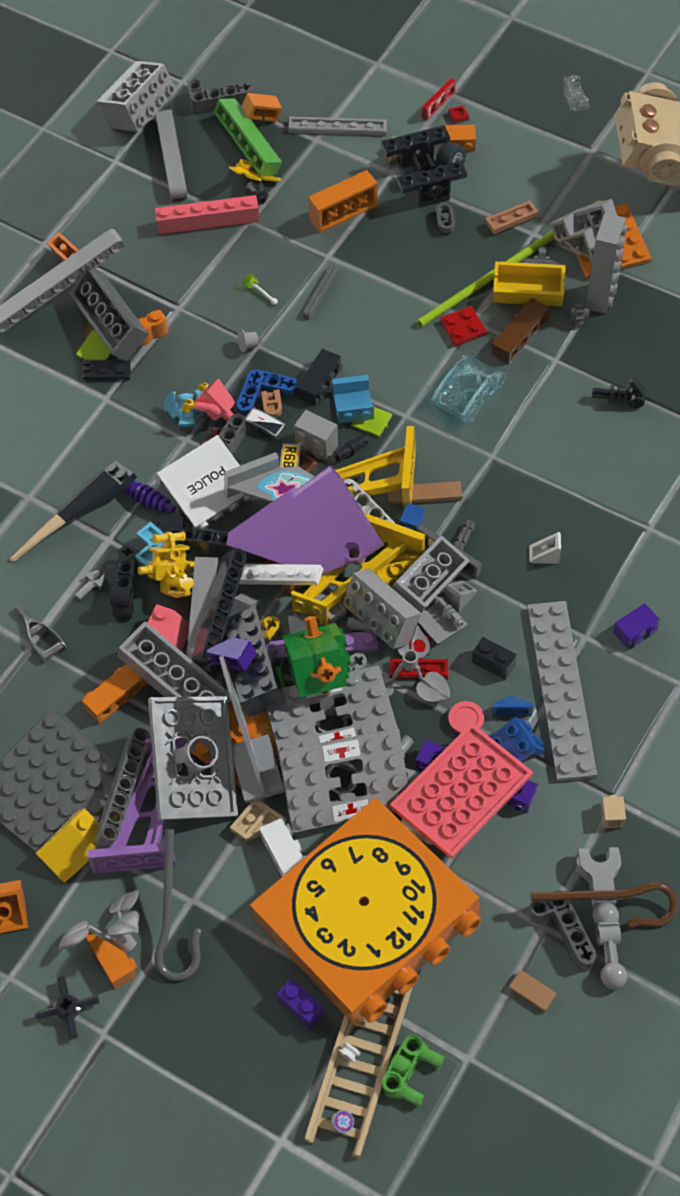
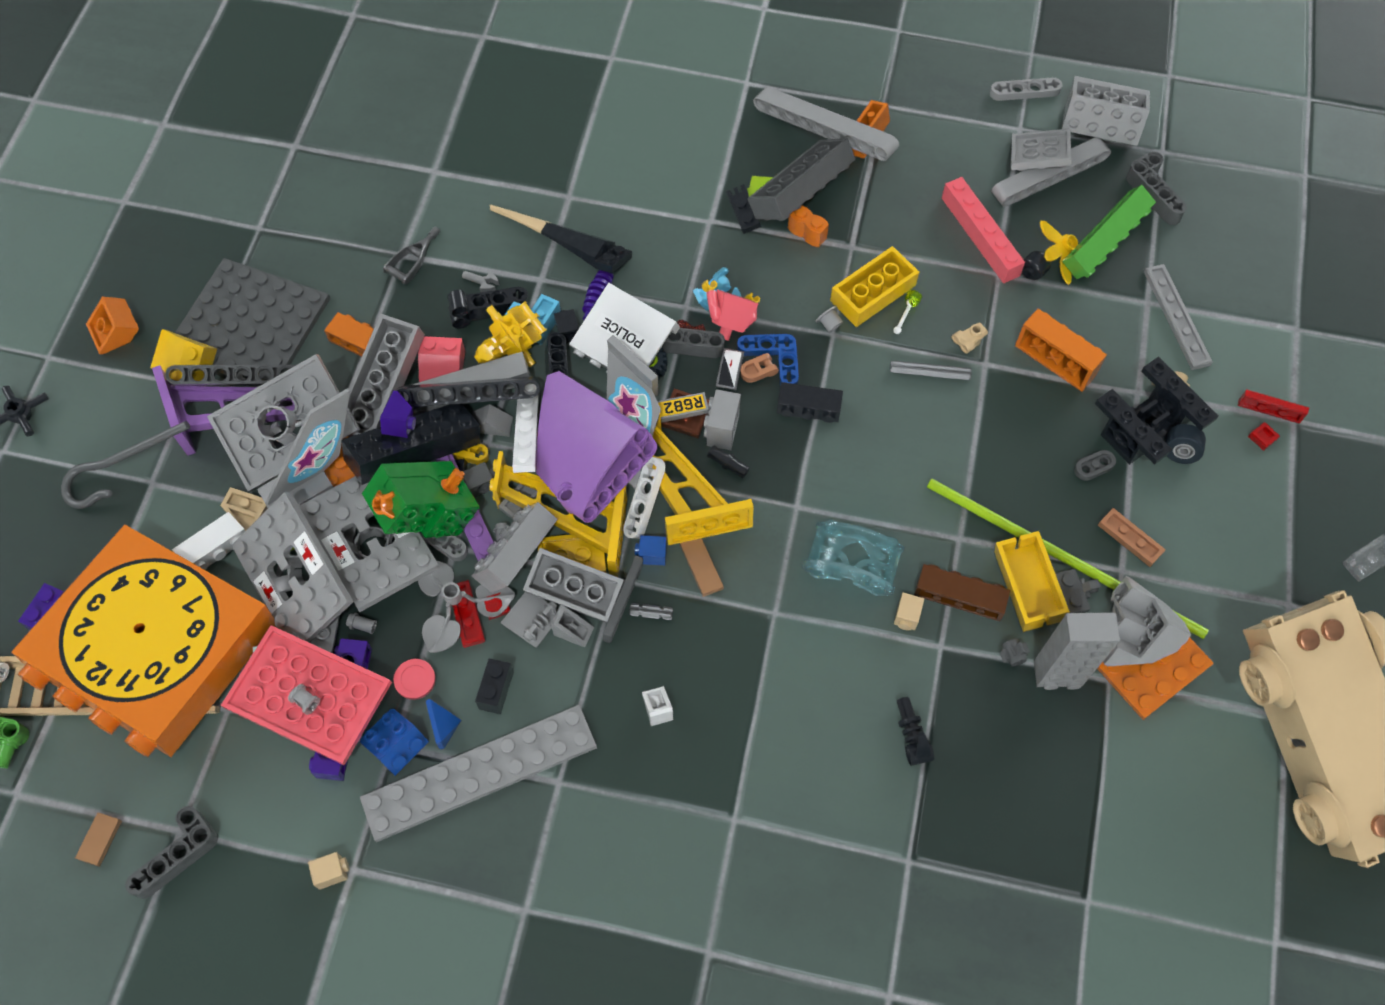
camera: 70 degrees right, 5 degrees up
(79, 143) = (1048, 88): none -> light grey beam
(112, 960) = (71, 430): orange slope -> none
(120, 930) = (92, 430): light grey plant -> none
(152, 150) = (1041, 149): none -> light grey plate
(231, 300) = (874, 286): none -> yellow brick
(261, 106) = (1163, 231): orange piece -> none
(303, 255) = (970, 337): none -> tan plate
(352, 399) = (792, 445): dark azure panel -> none
(374, 426) = (776, 473): lime piece -> none
(462, 135) = (1224, 445): orange piece -> none
(463, 326) = (945, 530): red plate -> none
(471, 784) = (304, 699): none -> light grey bush
(524, 368) = (908, 611): none -> tan brick
(605, 914) = (198, 892): light grey piece -> none
(613, 894) = (214, 902): reddish brown piece -> none
(636, 626) = (583, 835): dark purple brick -> none

